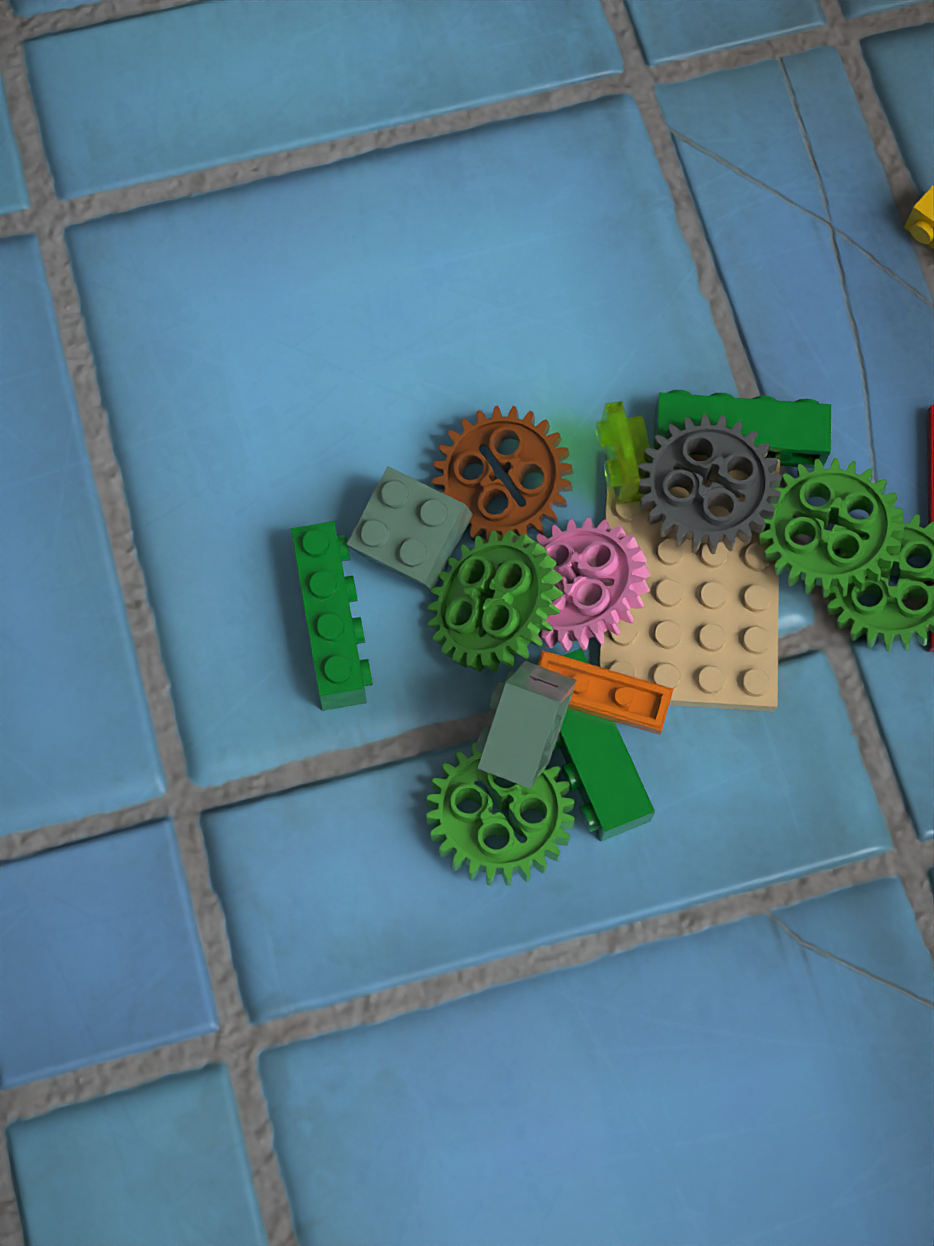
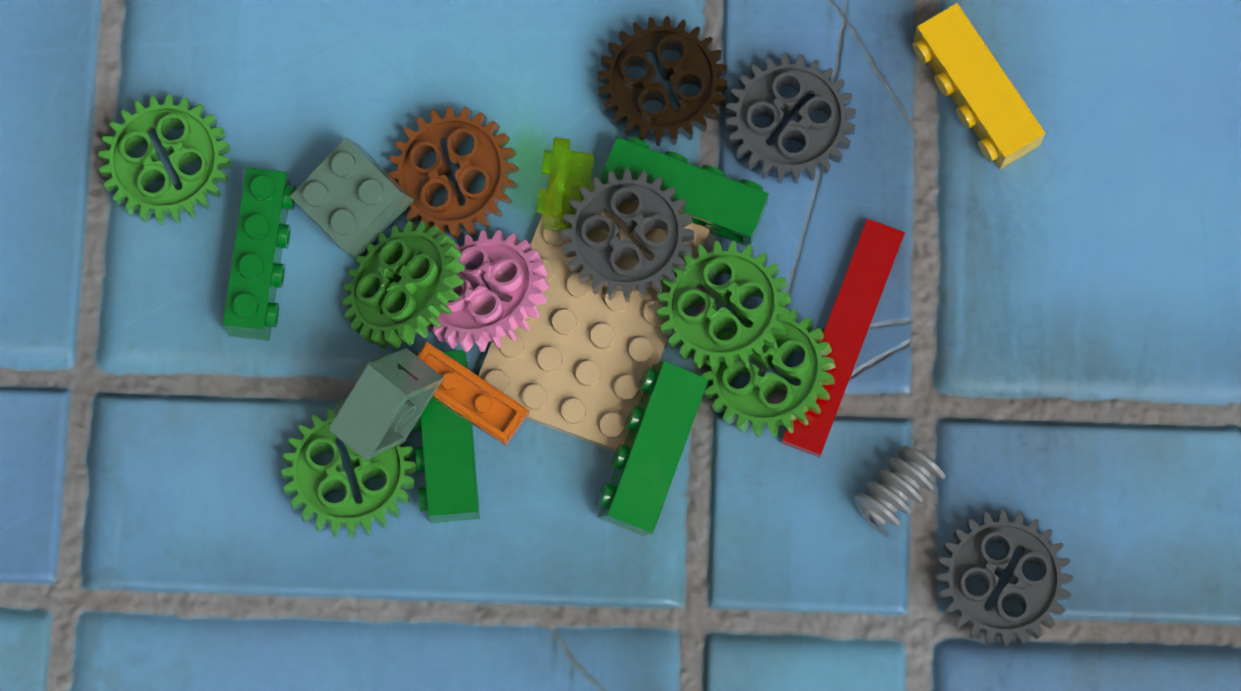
camera: 20 degrees right, 5 degrees up
(169, 572) = (132, 175): none -> bright green gear
(680, 329) = (630, 94): none -> dark brown gear
(783, 317) = (818, 139): none -> dark grey gear
(808, 693) = (651, 448): none -> green brick

